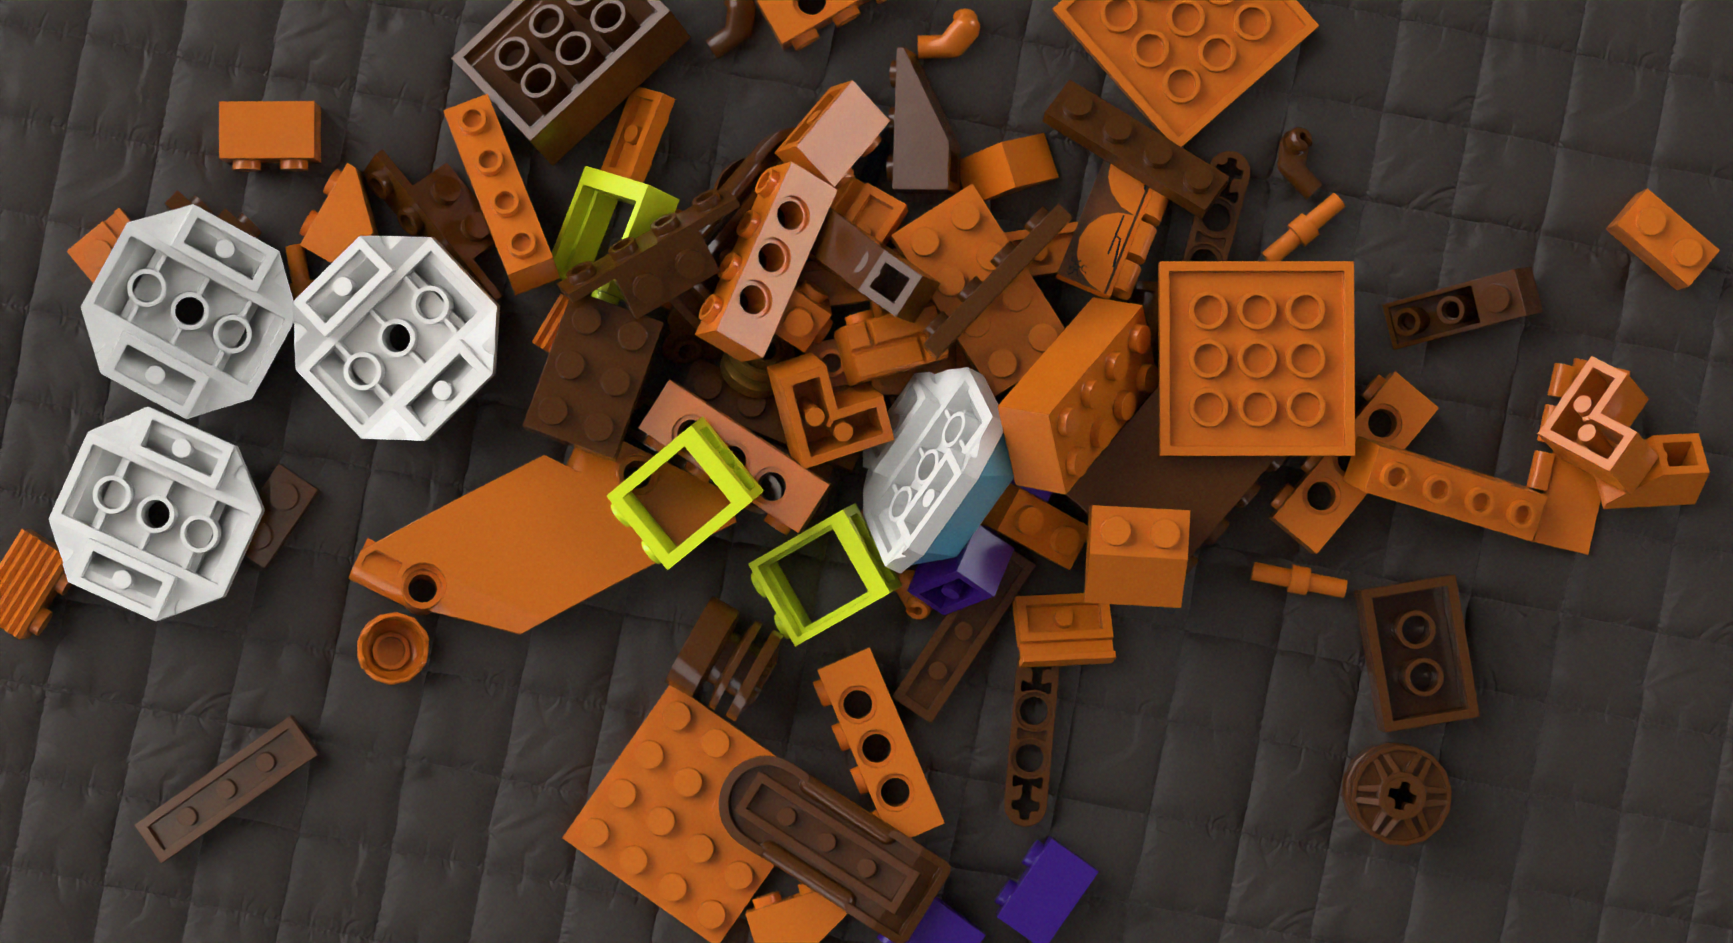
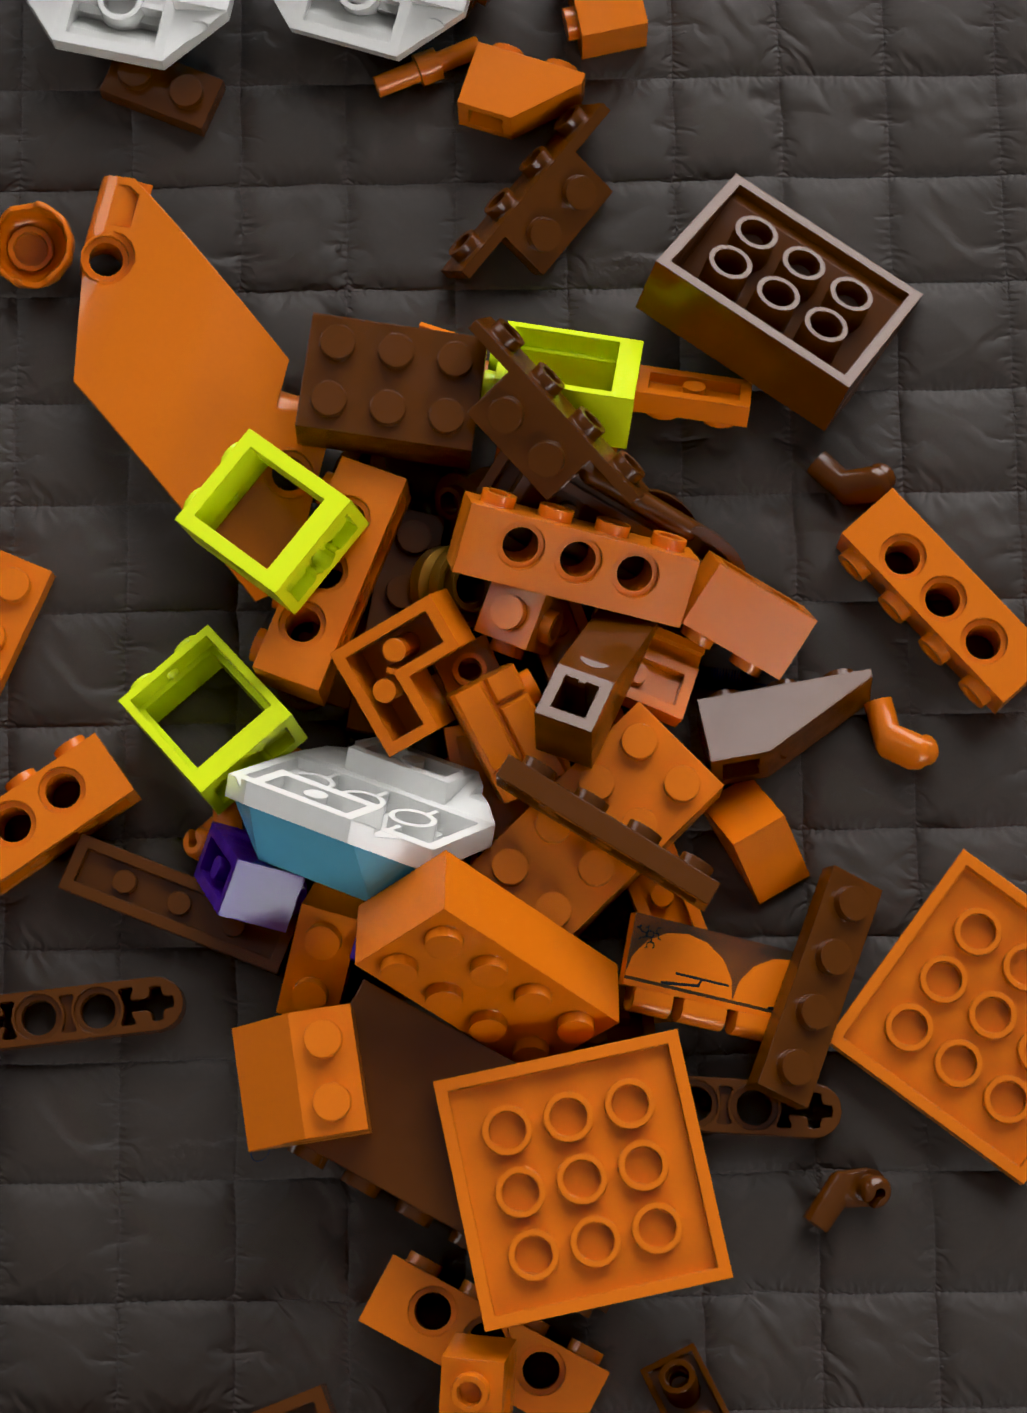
camera: 80 degrees right, 10 degrees down
(347, 325) = (385, 115): white piece -> none
(501, 194) = (586, 247): orange brick -> none
(724, 658) = (90, 611): reddish brown wheel -> none
(1062, 631) = (195, 1021): orange plate -> none
(1298, 579) = (324, 1309): orange bar -> none
(1304, 229) = (764, 1221): orange bar -> none

